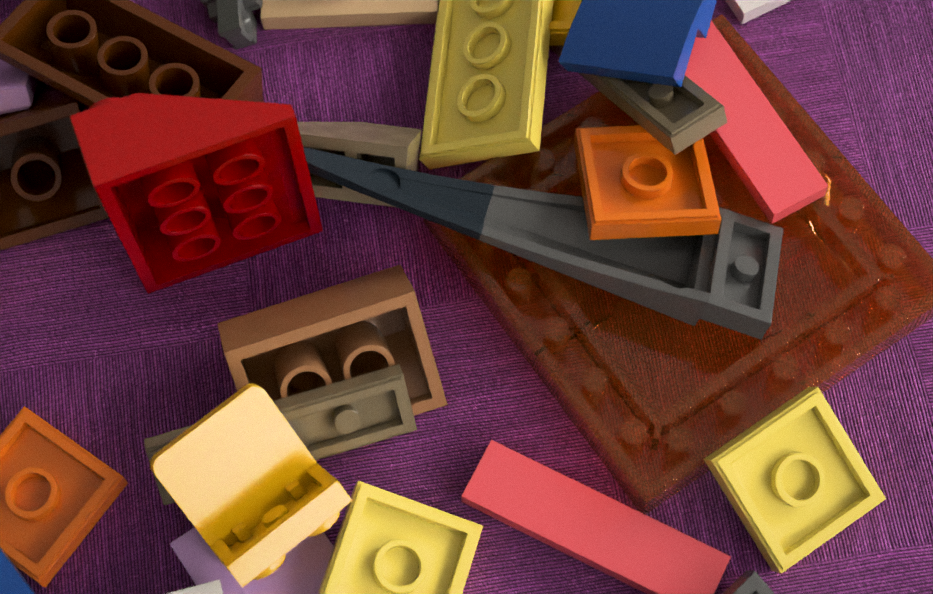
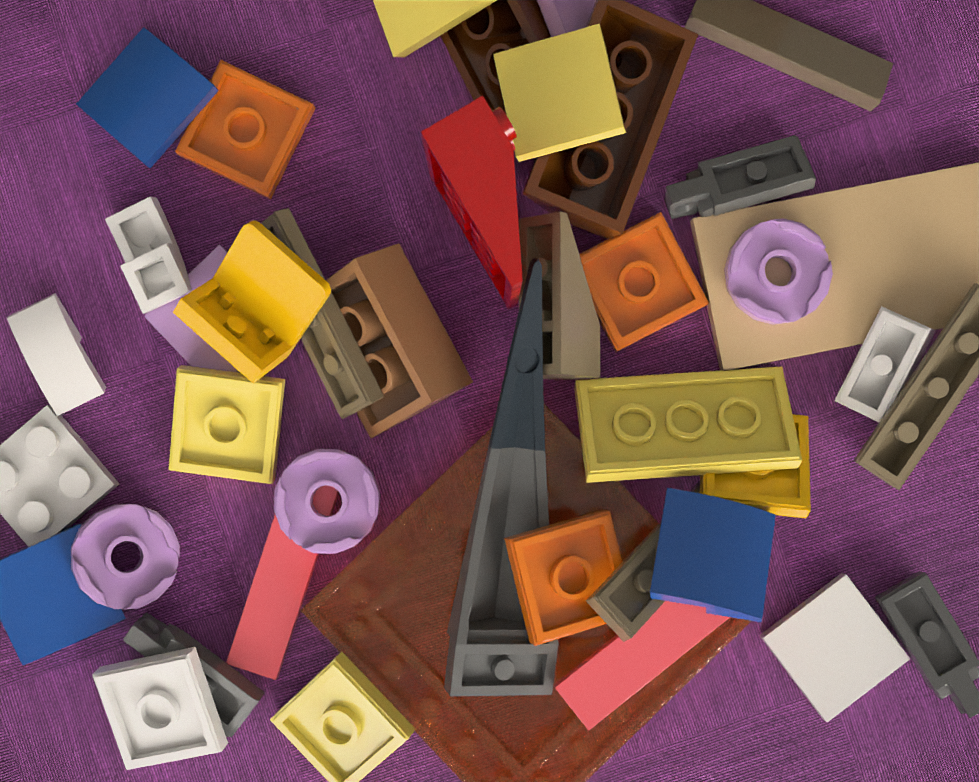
camera: 75 degrees right, 20 degrees up
(70, 74) = (559, 92): none -> light yellow tile
(325, 75) = (640, 282): none -> orange tile
(506, 492) = (295, 501): none -> lavender tile

